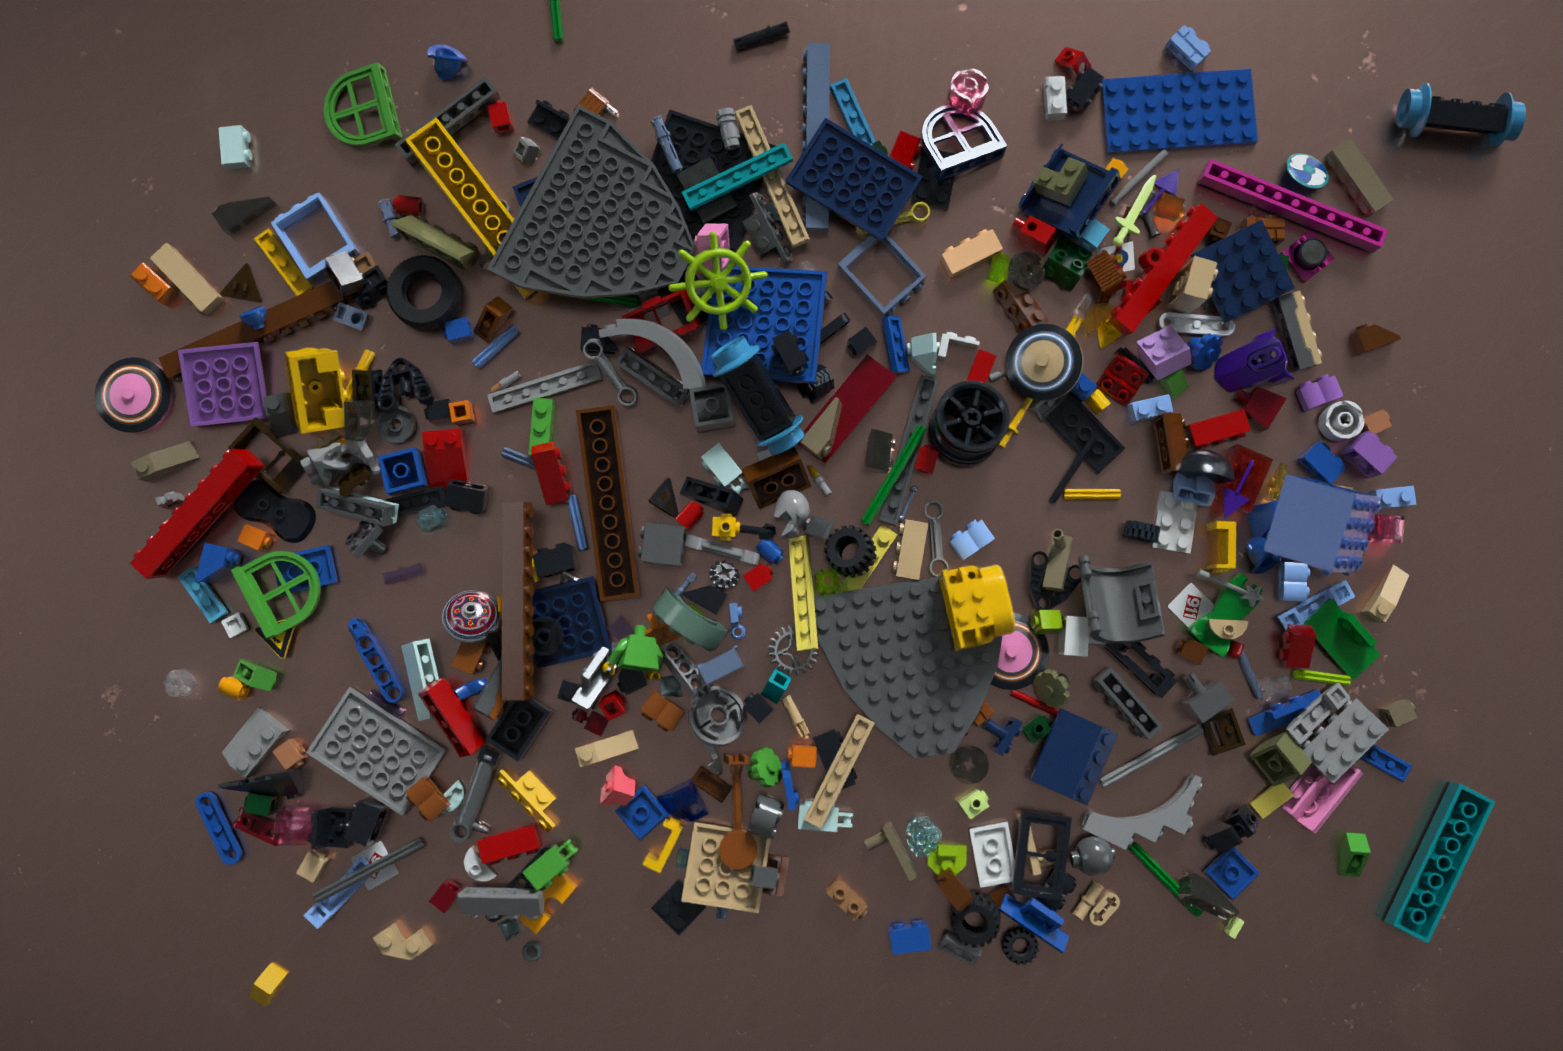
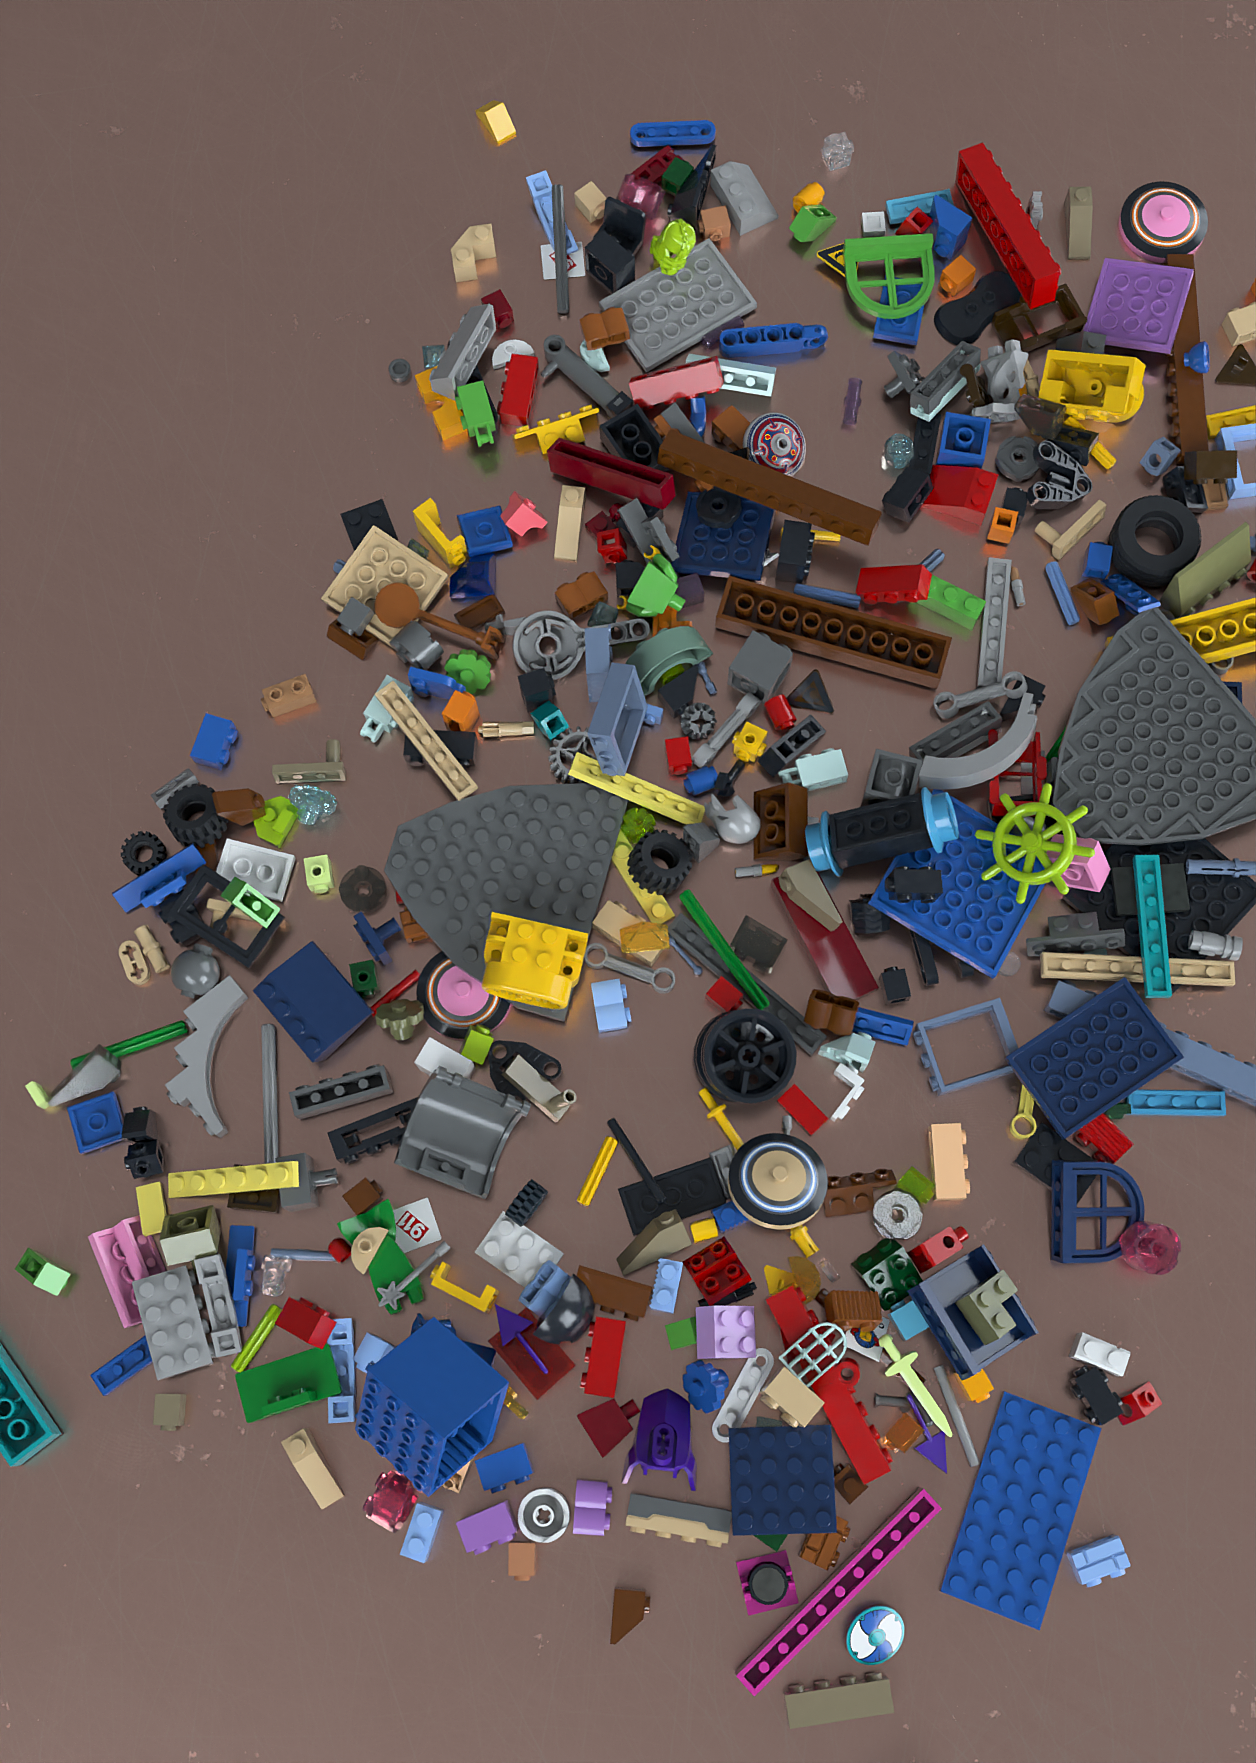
camera: 120 degrees right, 10 degrees down
(226, 589) = (915, 223): none -> red brick
(326, 775) = (676, 239): none -> lime helmet
(455, 362) = (1074, 534): none -> tan piece
(481, 292) = (1135, 598): none -> blue bracket
(555, 732) = (611, 473): none -> dark red brick
(763, 627) = (617, 719): none -> sand blue window
(906, 376) = (831, 1012): none -> reddish brown brick
(913, 535) = (644, 937): none -> clear yellow slope
(1026, 840) = (250, 902): none -> bright green slope
(1125, 430) = (657, 1240): none -> dark tan slope
(1159, 282) = (813, 1362): none -> light aqua window
(1229, 747) = (233, 1179): none -> light yellow plate

